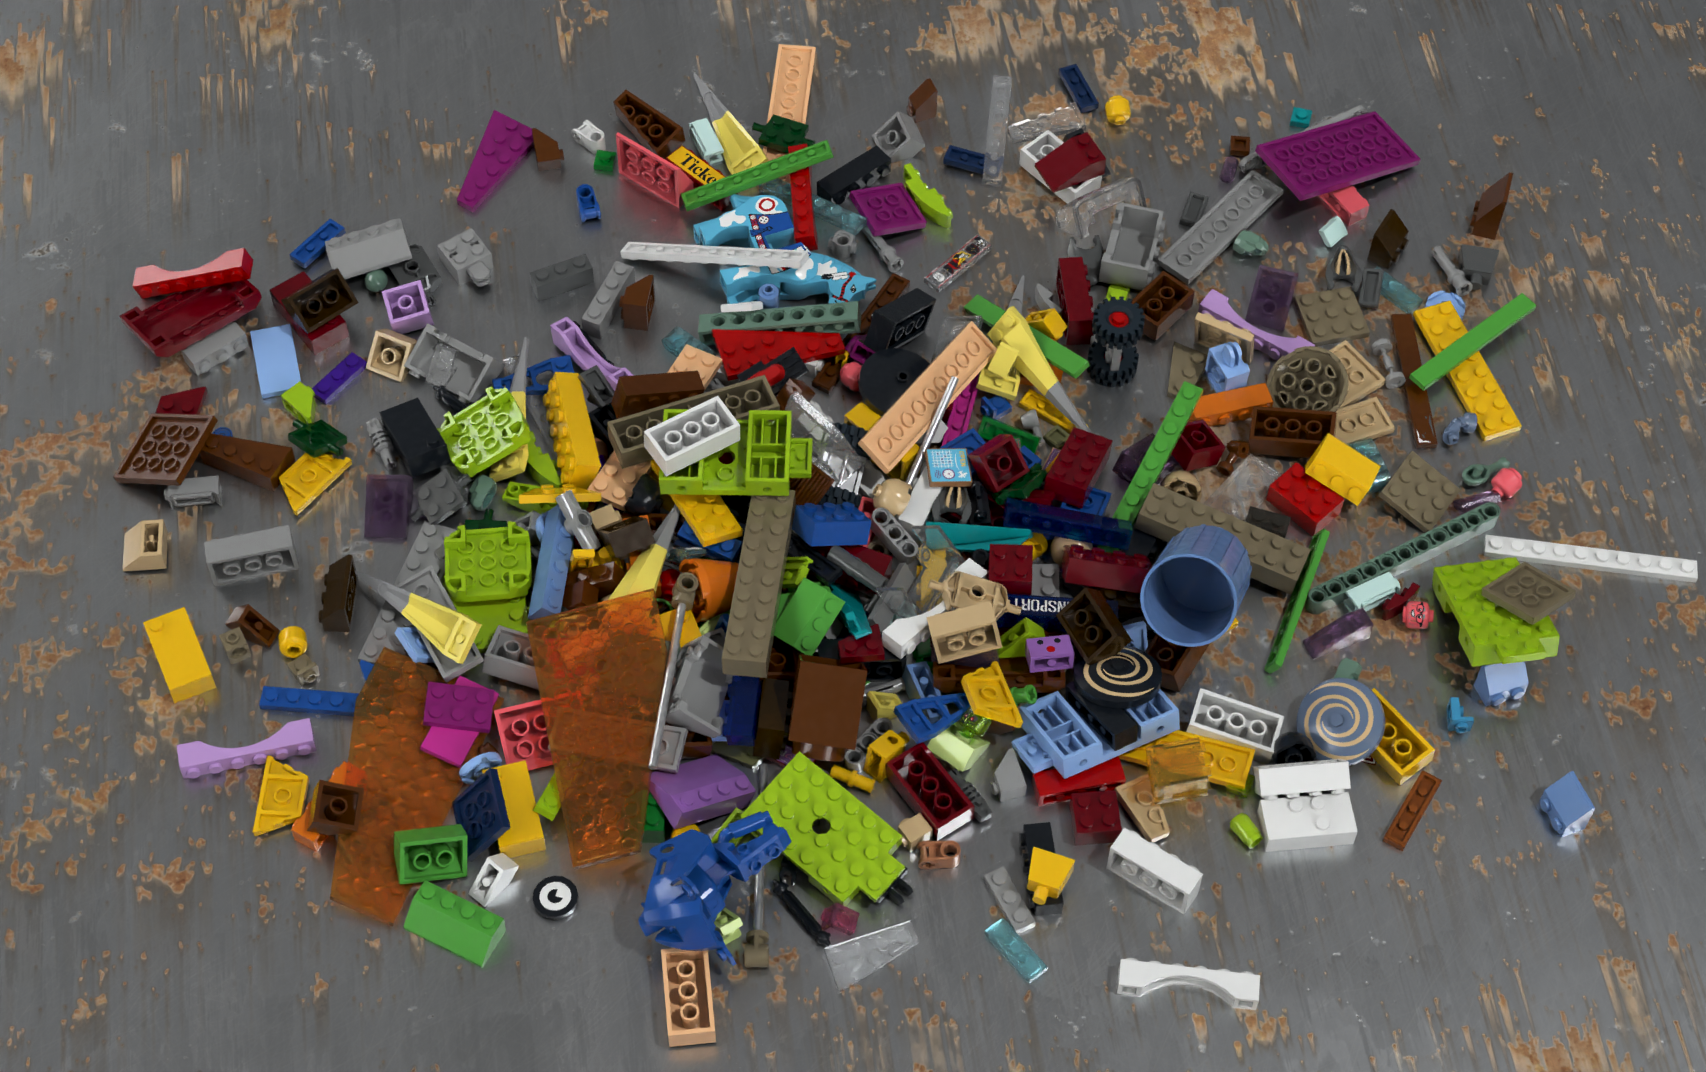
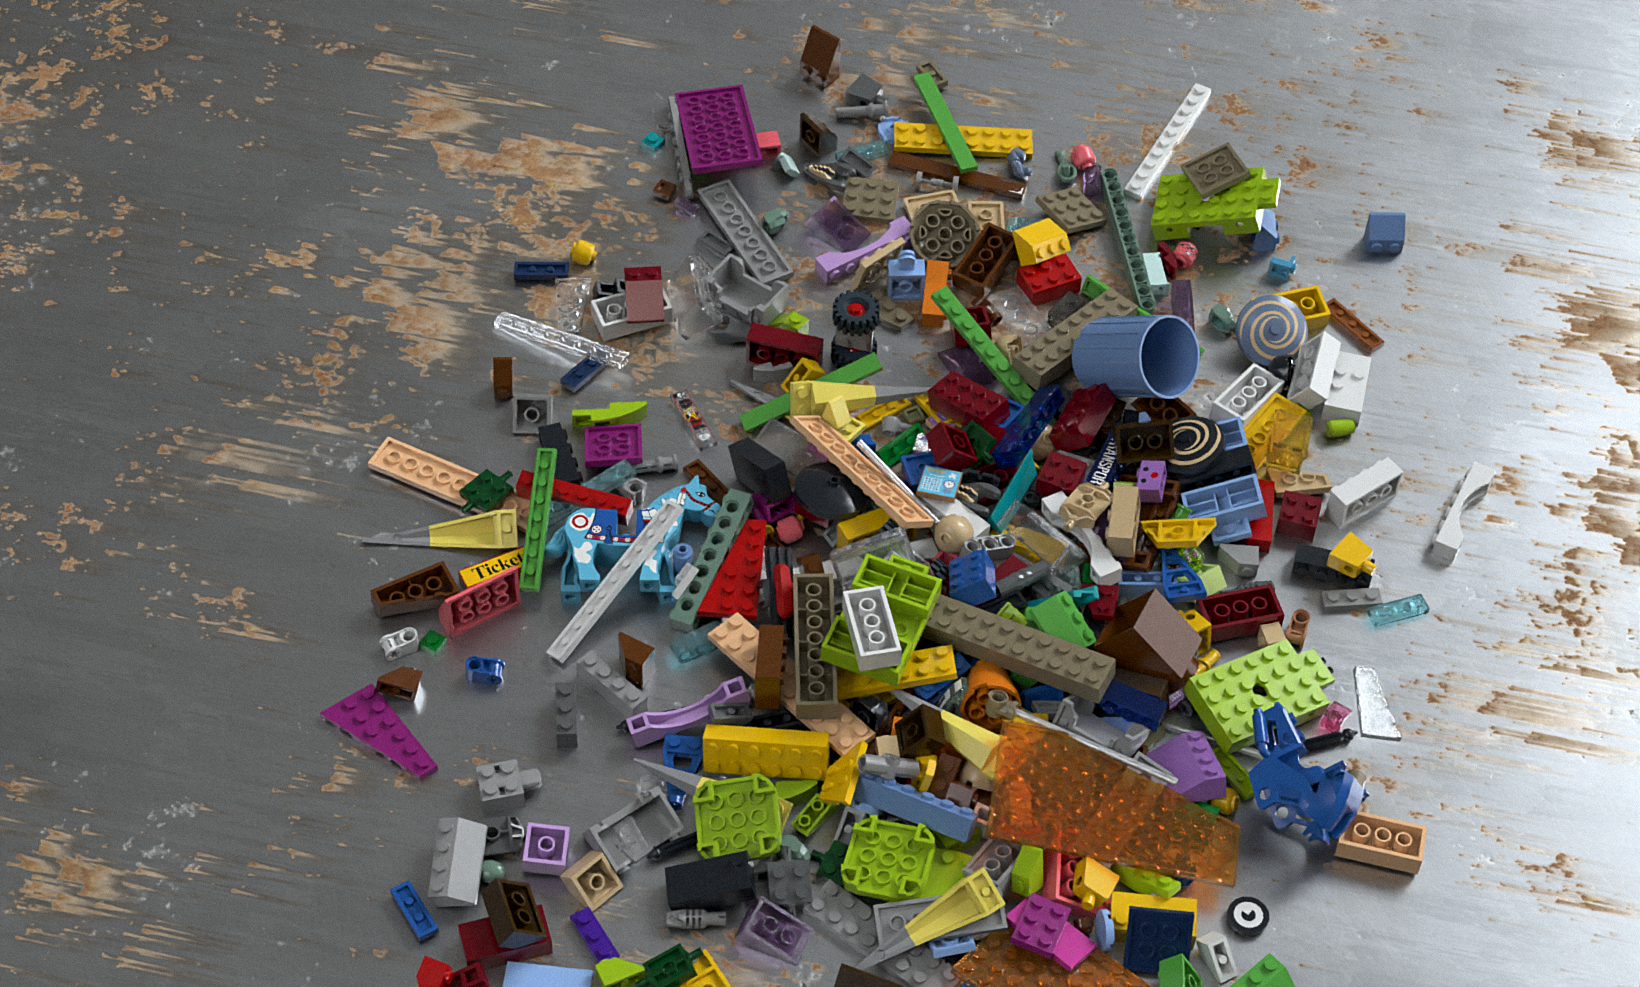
camera: 70 degrees left, 5 degrees down
(513, 680) = (1028, 871): none -> lime slope
(526, 742) = (1093, 883): none -> yellow torso
(706, 141) = (458, 553): light aqua window -> none
(1163, 304) = (812, 297): reddish brown brick -> none
(1545, 315) = (929, 66): none -> dark tan plate

